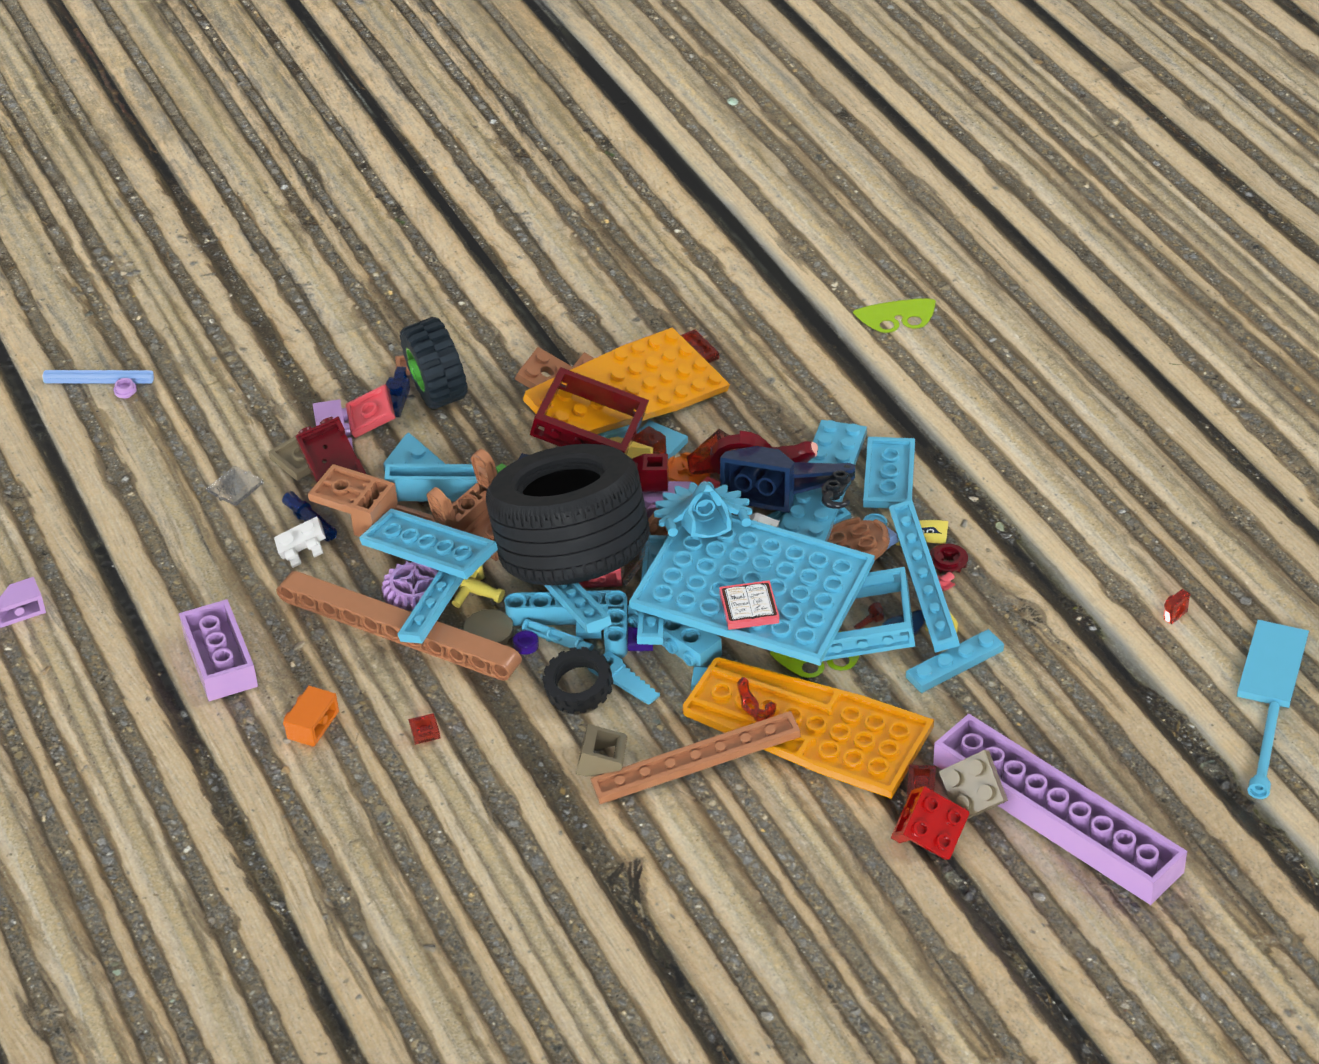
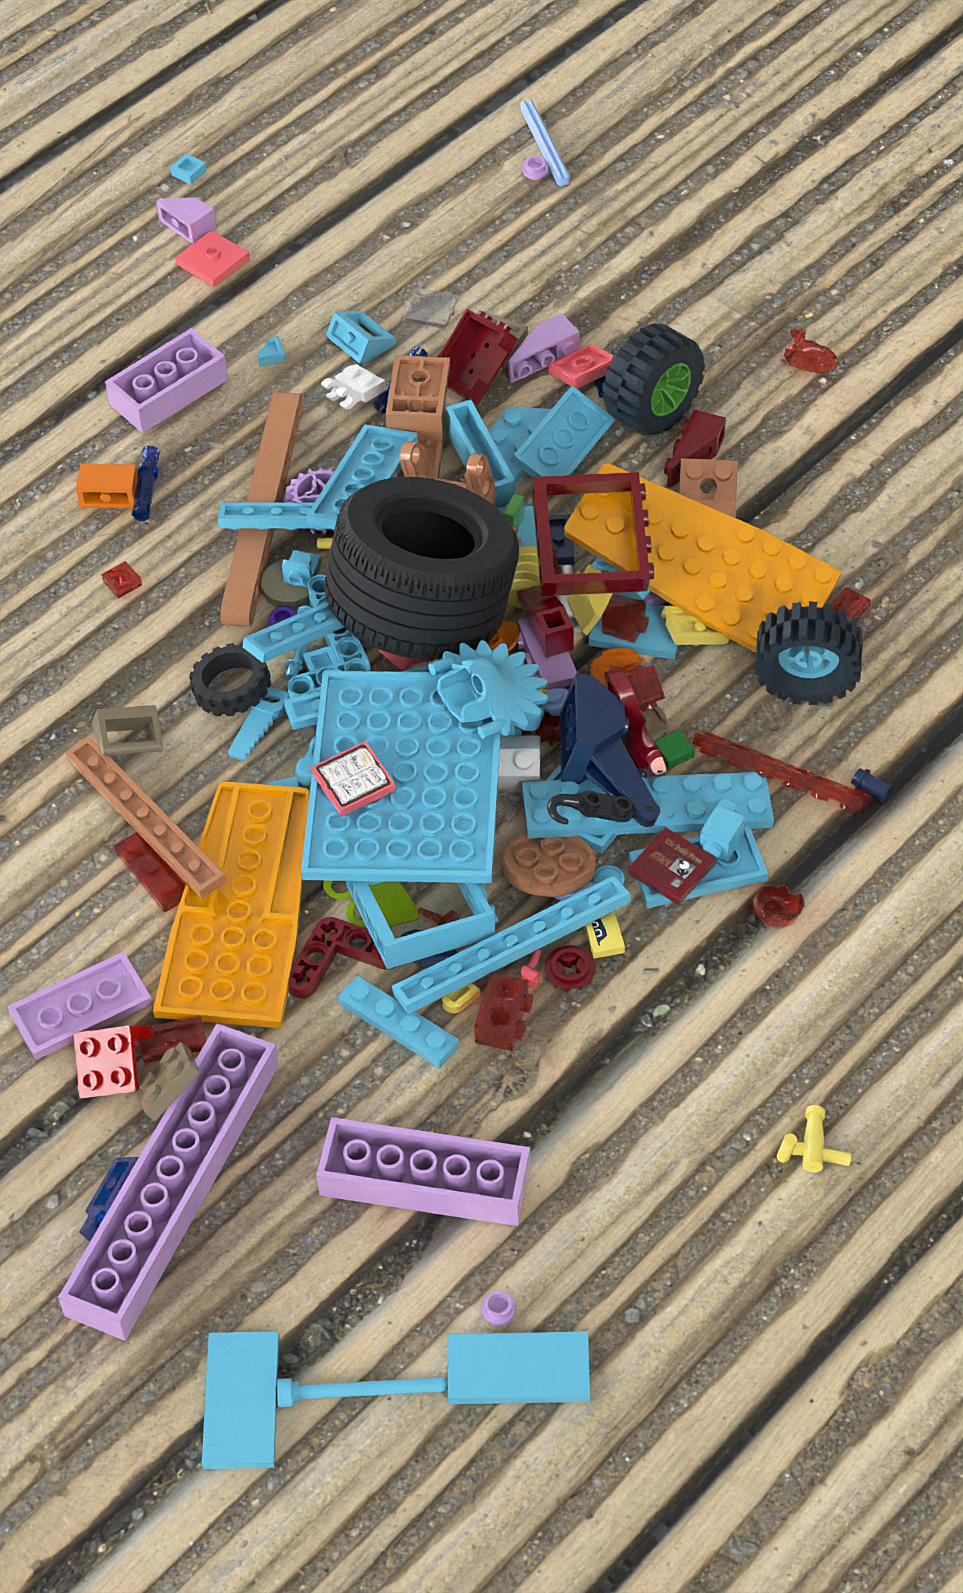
camera: 70 degrees right, 10 degrees up
(77, 600) = (212, 258): none -> coral plate
(218, 587) = (271, 352): none -> medium azure tile
(241, 530) = (356, 341): none -> medium azure tile
(344, 699) = (147, 475): none -> clear blue pin
(439, 436) = (563, 436): none -> medium azure plate
(442, 295) = (808, 354): none -> clear red piece
(486, 612) = (300, 568): none -> medium azure bracket
(490, 373) = (699, 440): none -> dark red slope
(674, 421) = (688, 630): none -> light yellow plate
(745, 772) = (151, 871): none -> clear red plate
(747, 355) = (785, 659): none -> black wheel
(748, 698) = (242, 831): clear red cap -> none
(819, 415) = (793, 776): none -> clear red plate
(853, 376) = (870, 784): none -> dark blue pin
(863, 839) = (79, 1005): none -> lavender plate
(871, 678) = (336, 944): none -> dark red beam
(877, 444) = (722, 833): none -> medium azure brick
(889, 479) = (672, 866): none -> dark red tile
(946, 441) = (777, 906): none -> clear red hair
(975, 599) = (498, 1011): none -> clear red brick
(1054, 851) = (106, 1194): none -> clear blue hinge
(1102, 667) = (424, 1171): none -> lavender brick
(1144, 477) = (813, 1146): none -> light yellow piece
(1176, 606) = (573, 1231): clear red plate -> none
(1223, 660) = (498, 1308): none -> lavender plate
(1255, 815) = (241, 1400): none -> medium azure tile

